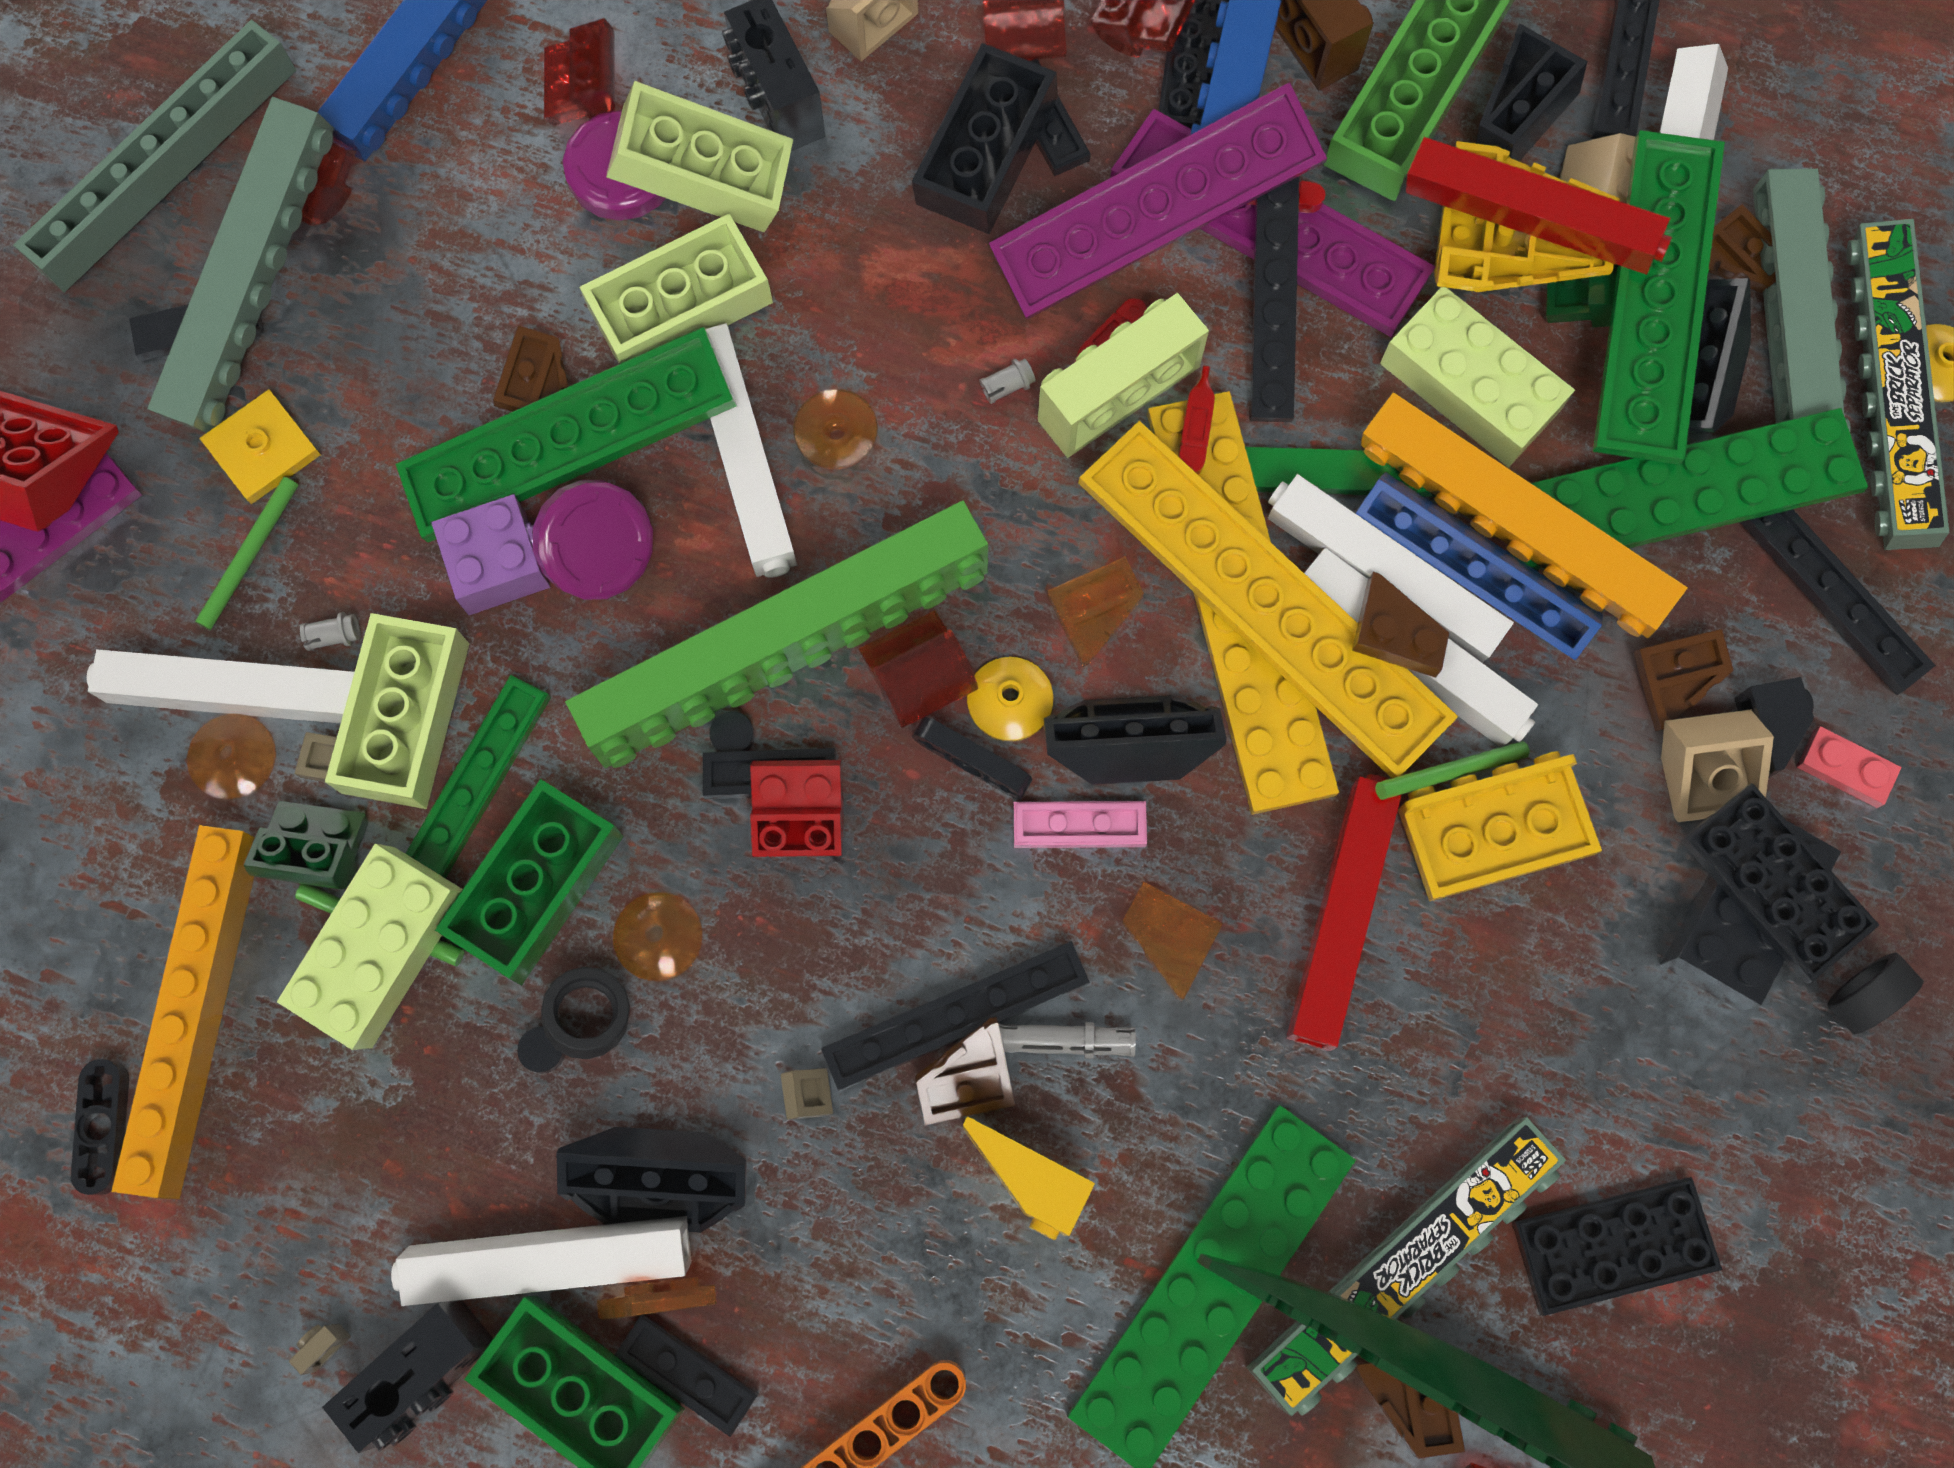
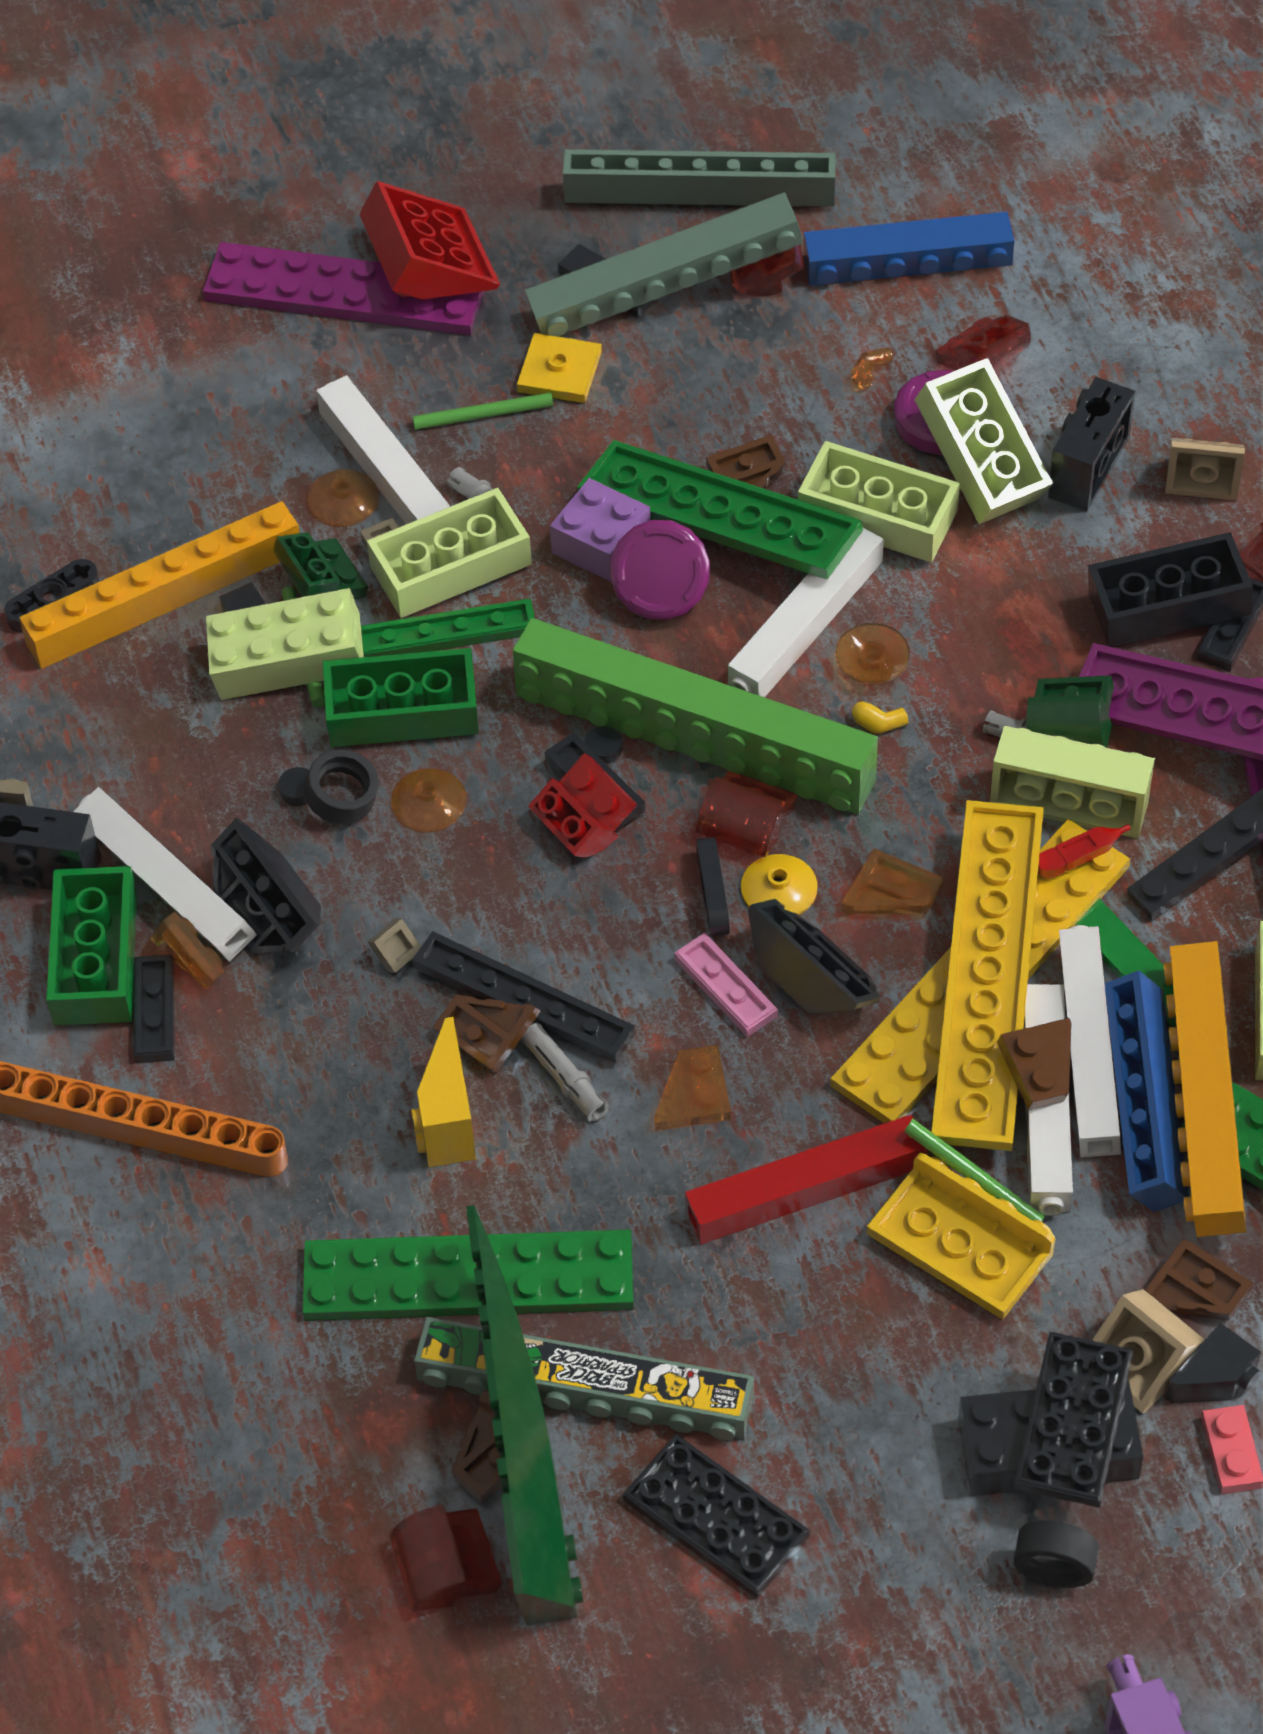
camera: 55 degrees right, 20 degrees down
(280, 945) = (241, 598): none -> black tile
(504, 179) = (868, 360): none -> clear orange arm
(904, 481) = (877, 720): none -> yellow arm
(1047, 319) = (1072, 708): none -> dark green brick

